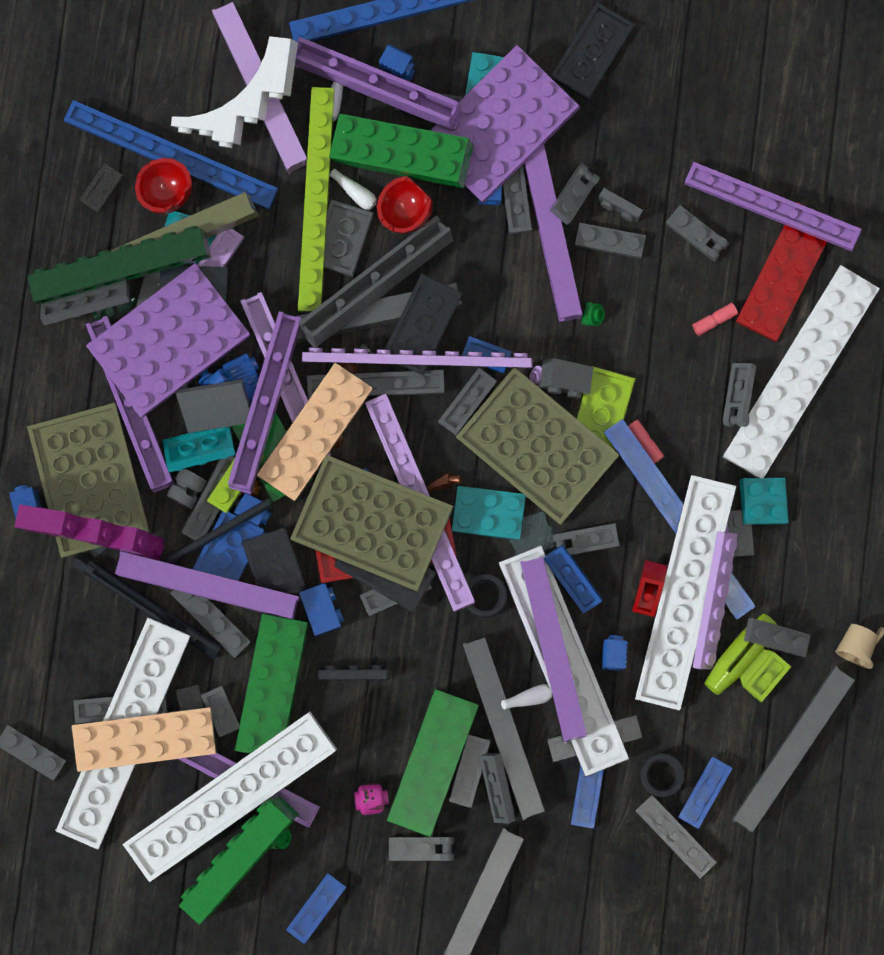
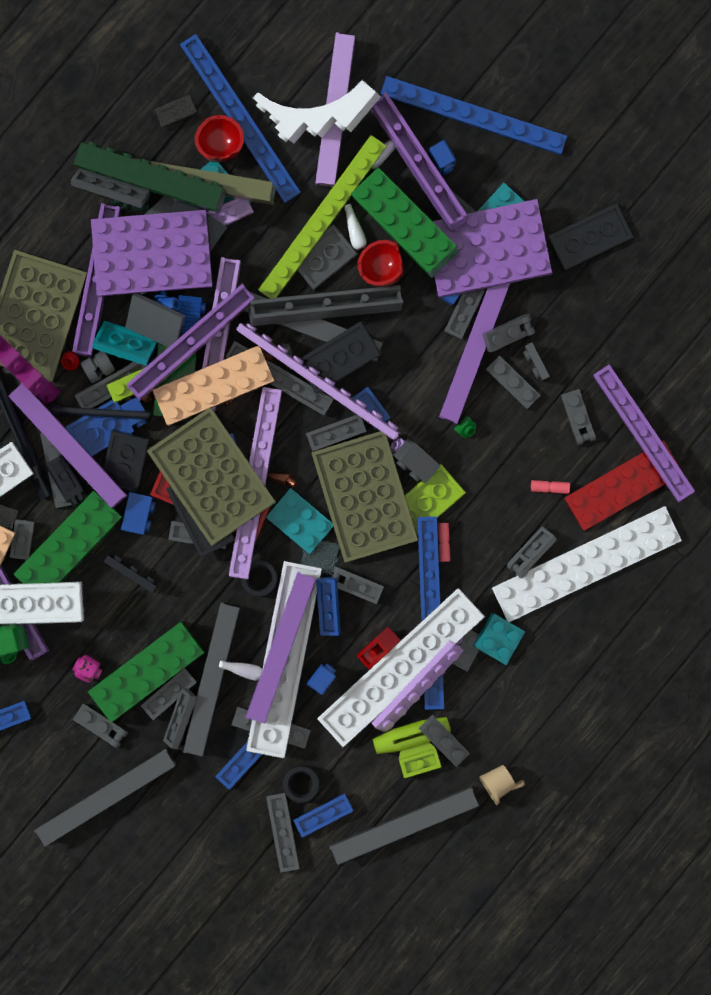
camera: 30 degrees right, 5 degrees up
(154, 501) = (70, 361): none -> red plate
(227, 622) = (65, 480): none -> black hinge

